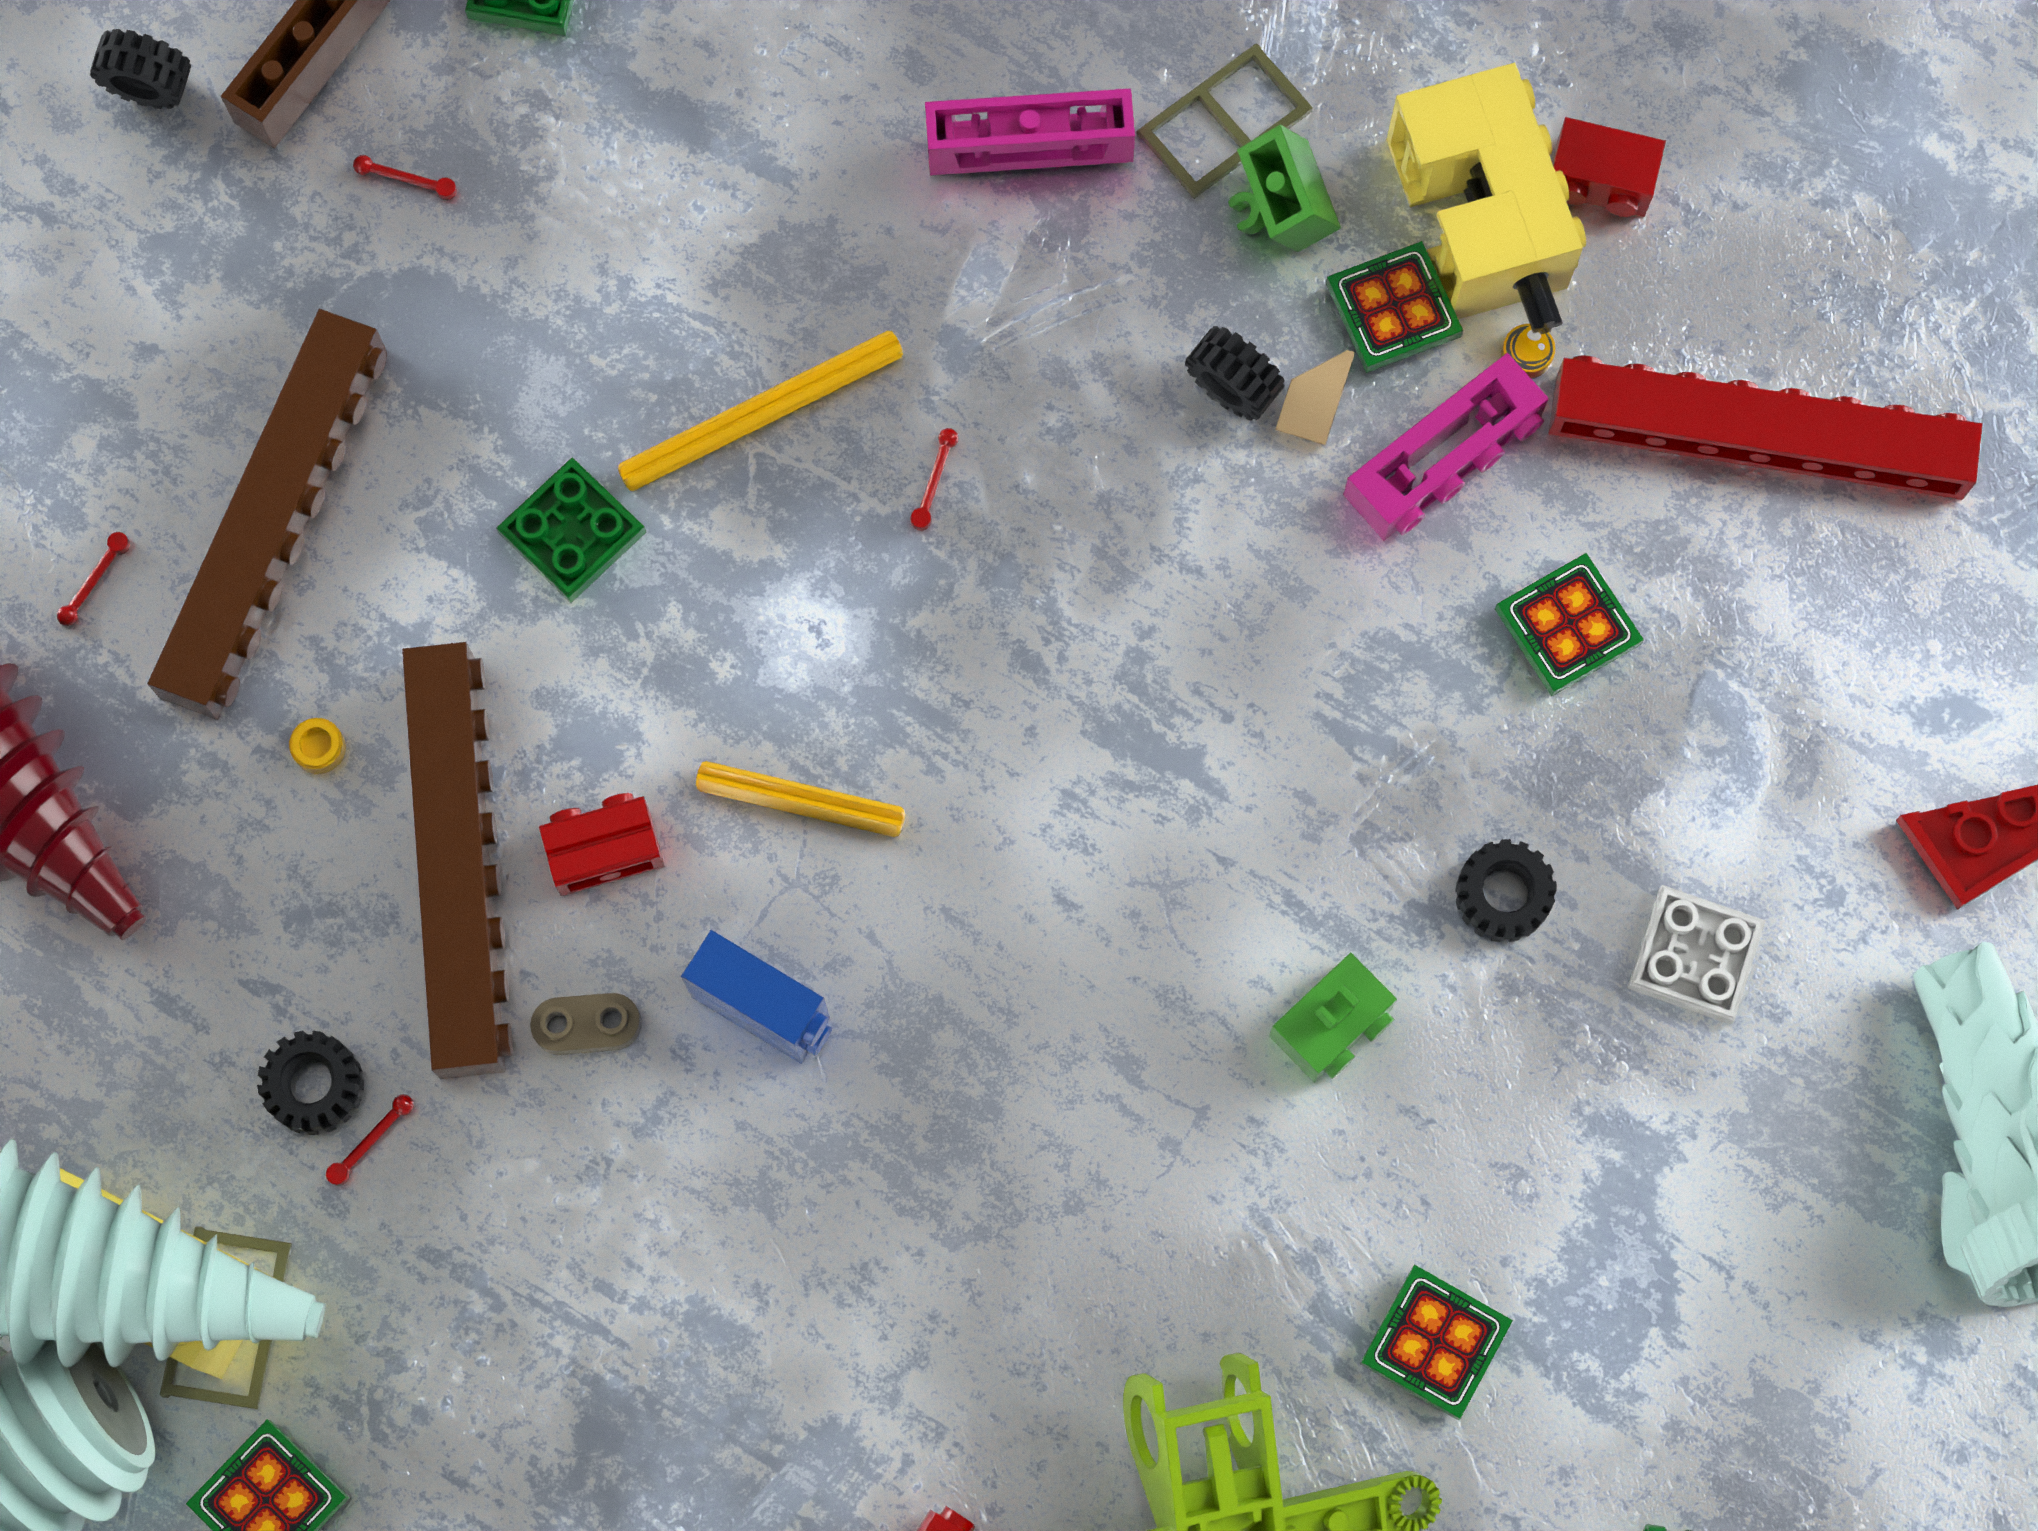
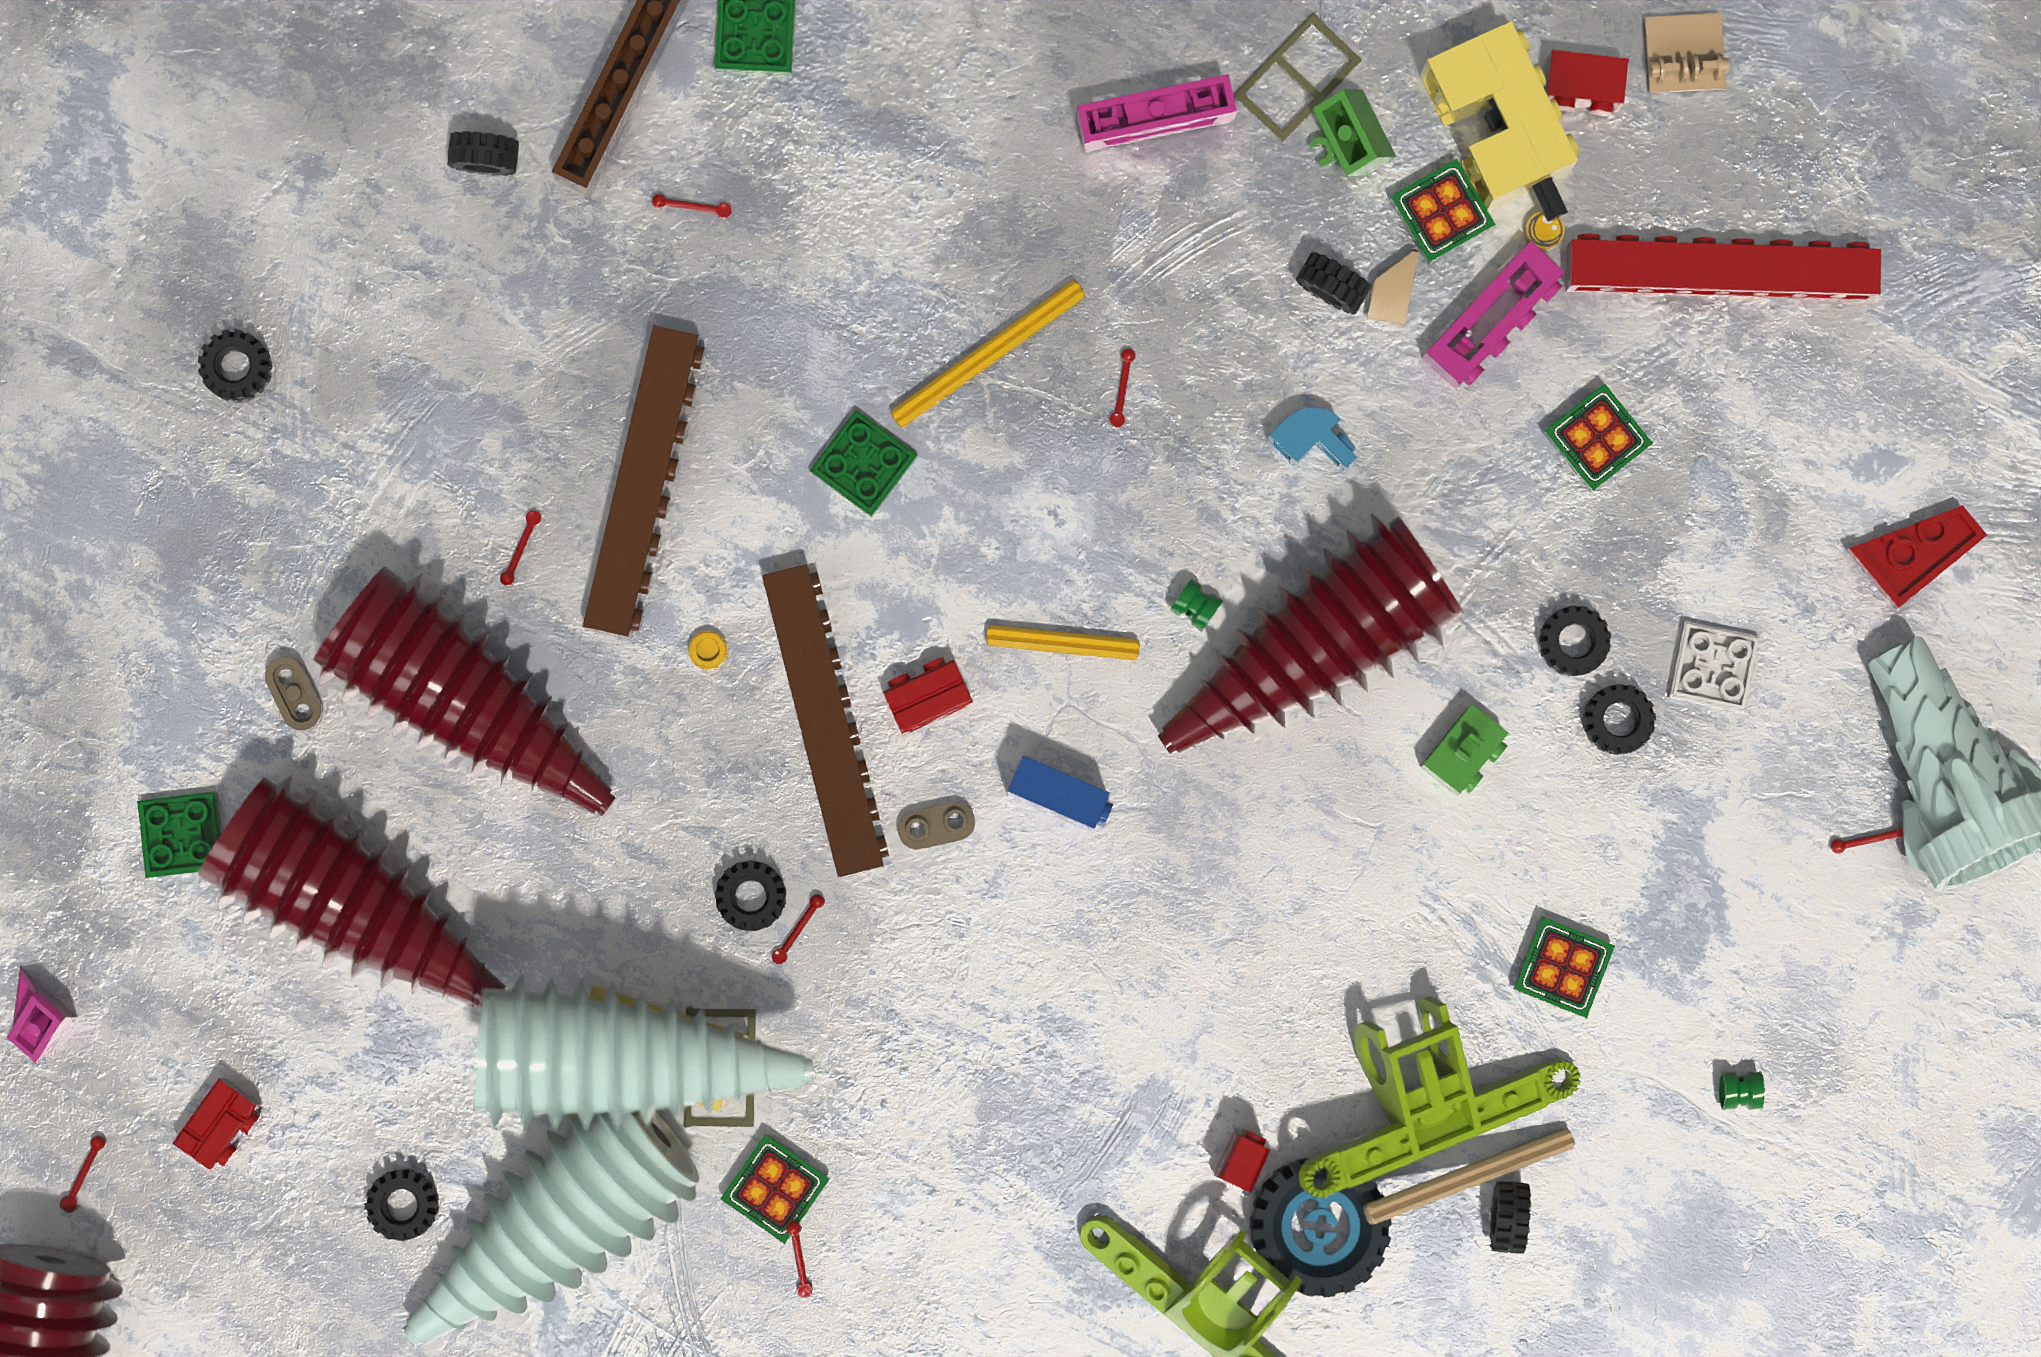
camera: 15 degrees left, 10 degrees up
(989, 772) = (1196, 605): none -> green wheel
(1154, 828) = (1322, 637): none -> dark red cone
(1179, 561) = (1308, 429): none -> dark azure brick
(1556, 972) = (1633, 699): none -> black tyre
(1742, 152) = (1685, 53): none -> tan hinge
(1847, 1226) = (1838, 846): none -> red hinge

